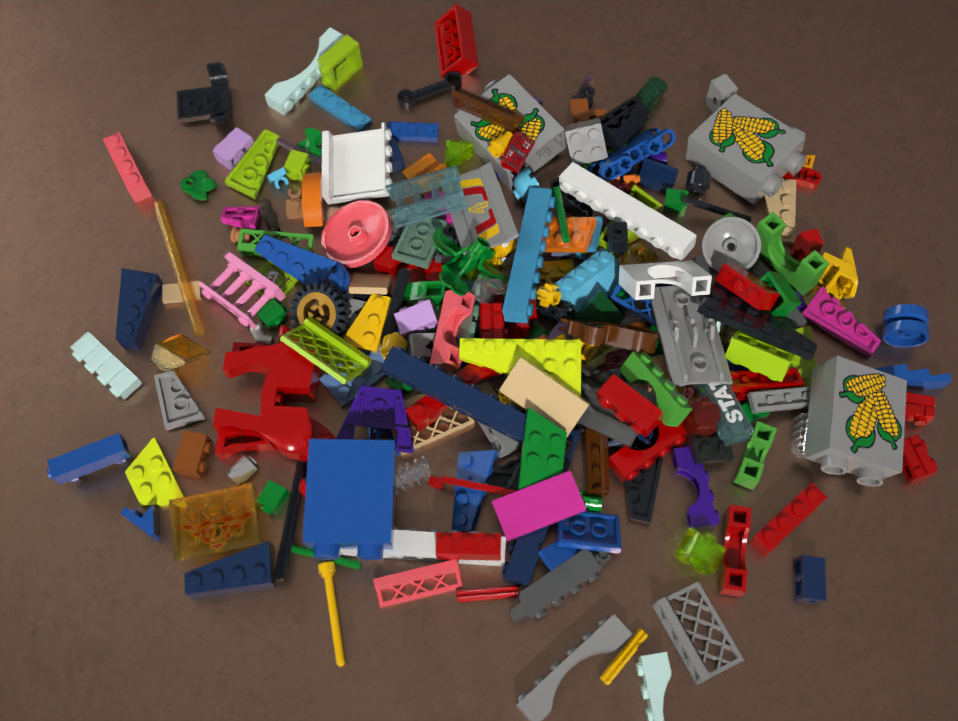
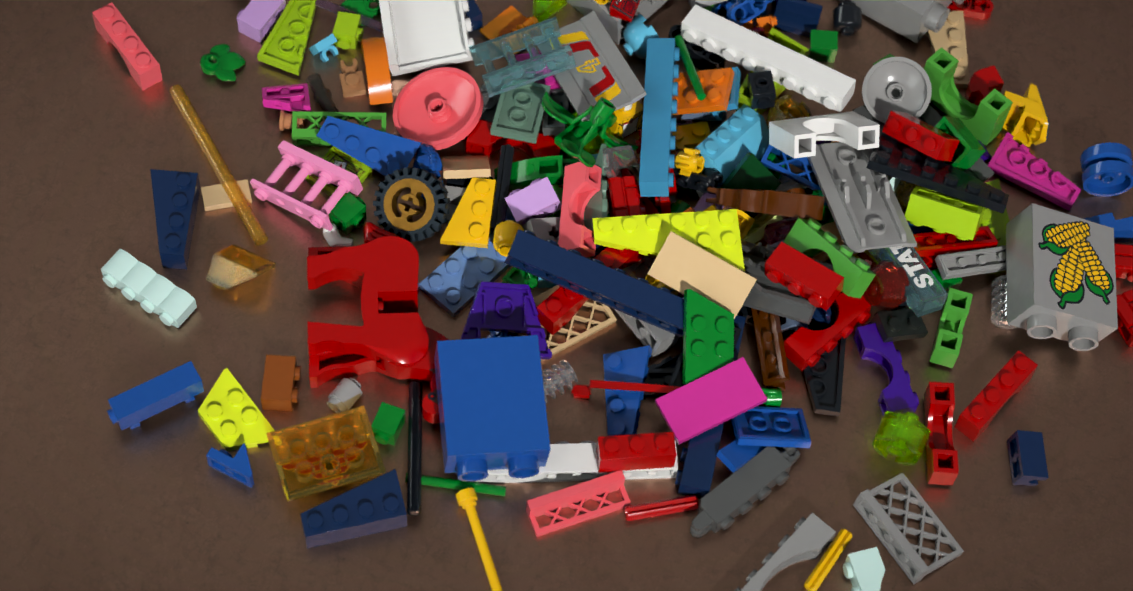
camera: 15 degrees left, 5 degrees down
(175, 401) = (245, 325): light grey wing -> none
(326, 341) = (432, 245): lime fence -> none
(712, 208) = (865, 49): black bar -> none

